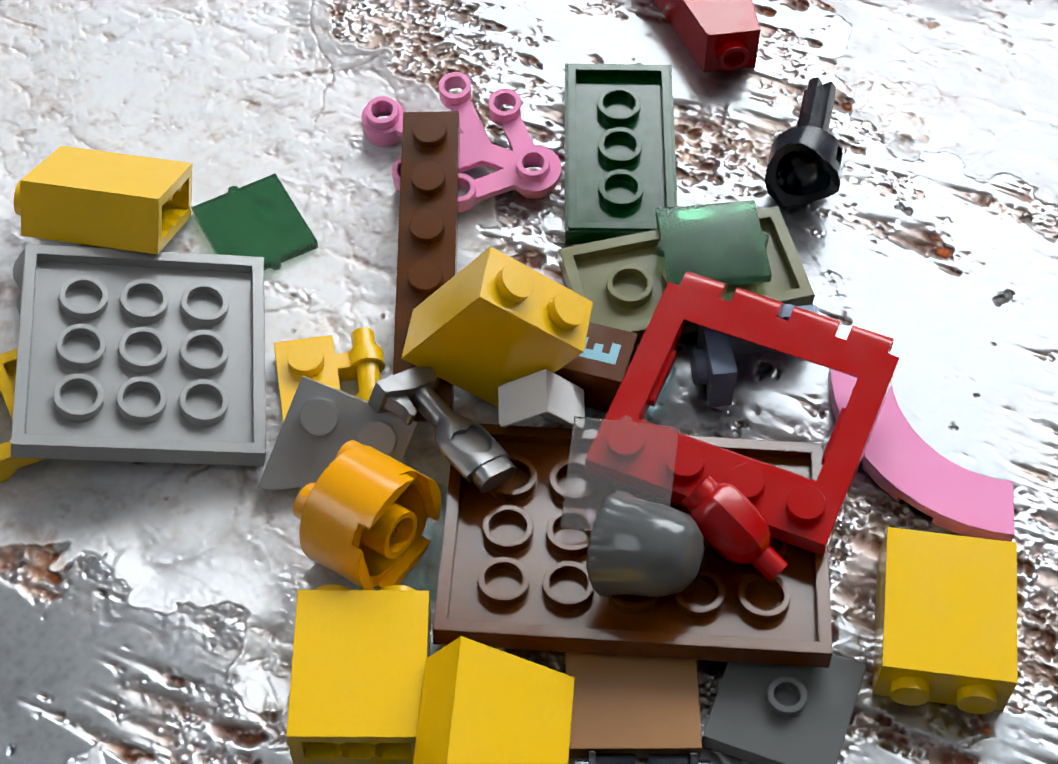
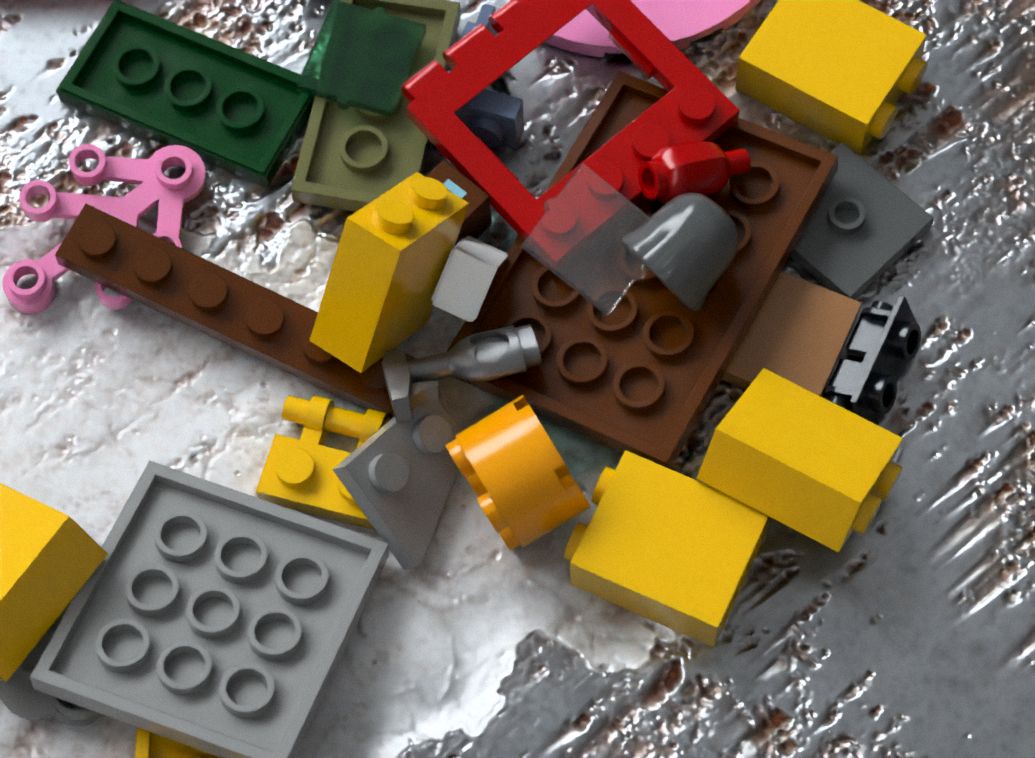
camera: 60 degrees left, 10 degrees up
(256, 223) = (88, 459): clear green piece -> none

